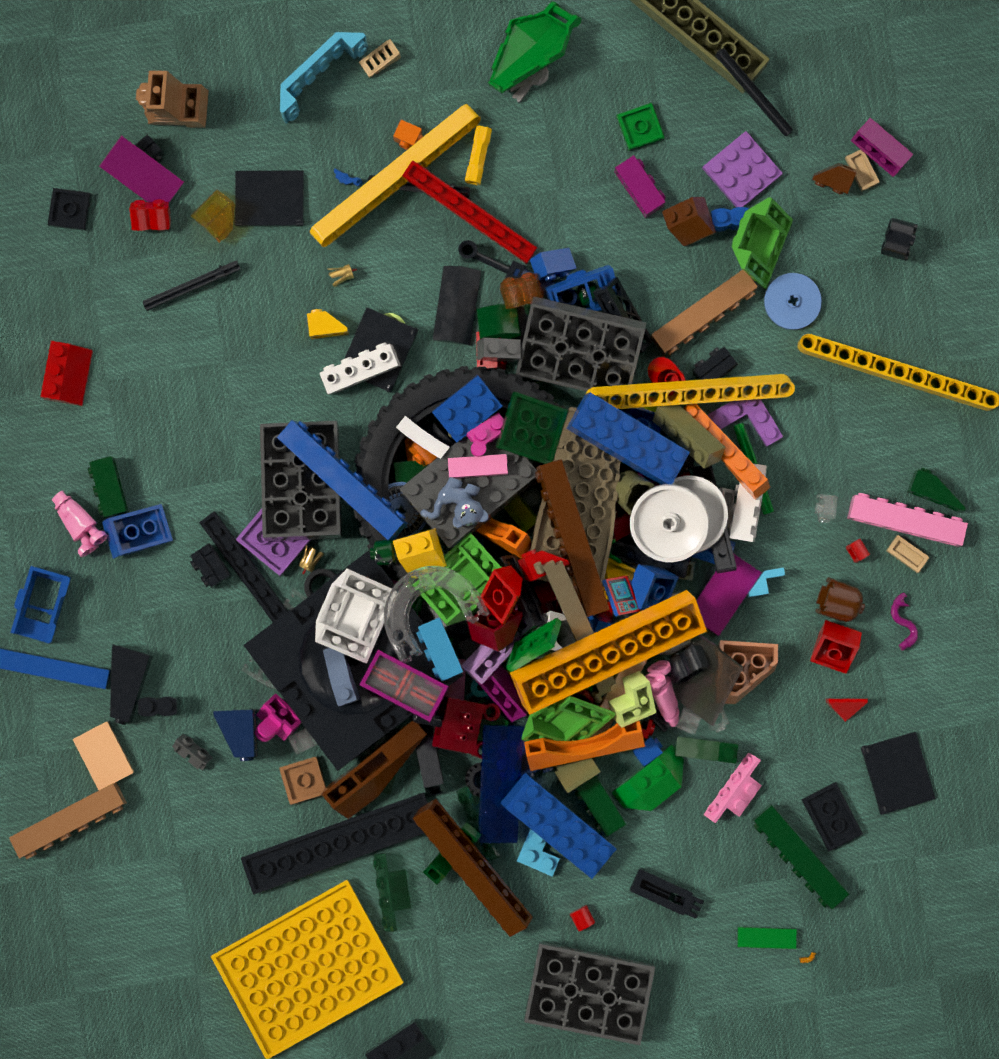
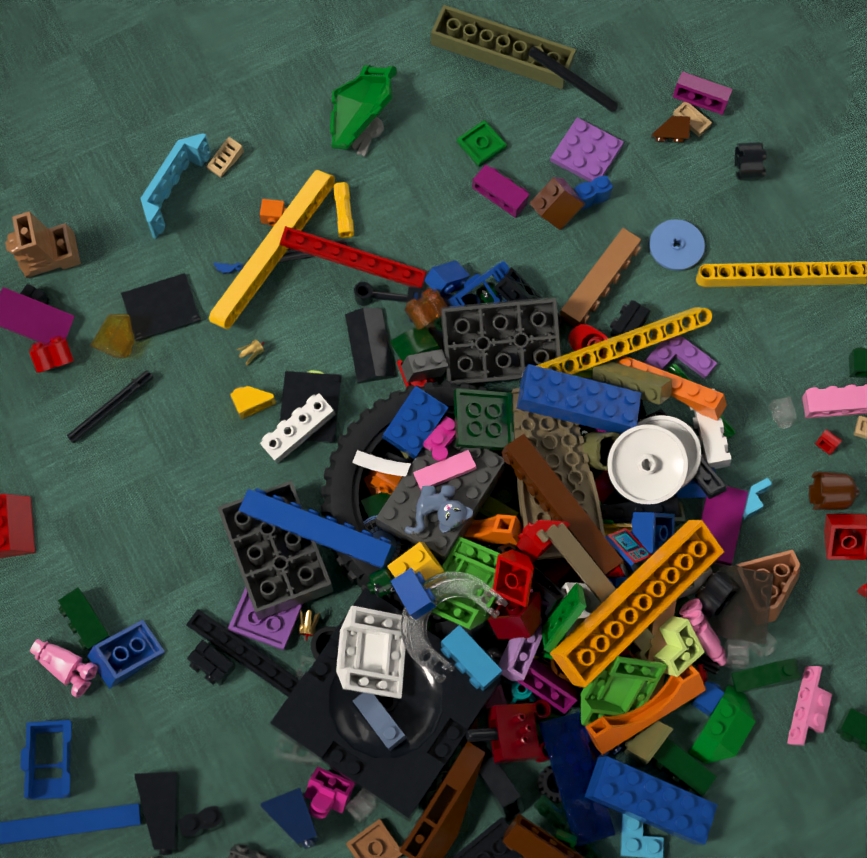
camera: 20 degrees left, 15 degrees down
(404, 685) = (447, 705): clear brick -> none
(407, 576) = (414, 593): none -> blue brick
(659, 891) = (774, 836): black hinge -> none
(761, 239) = (628, 196): bright green slope -> none

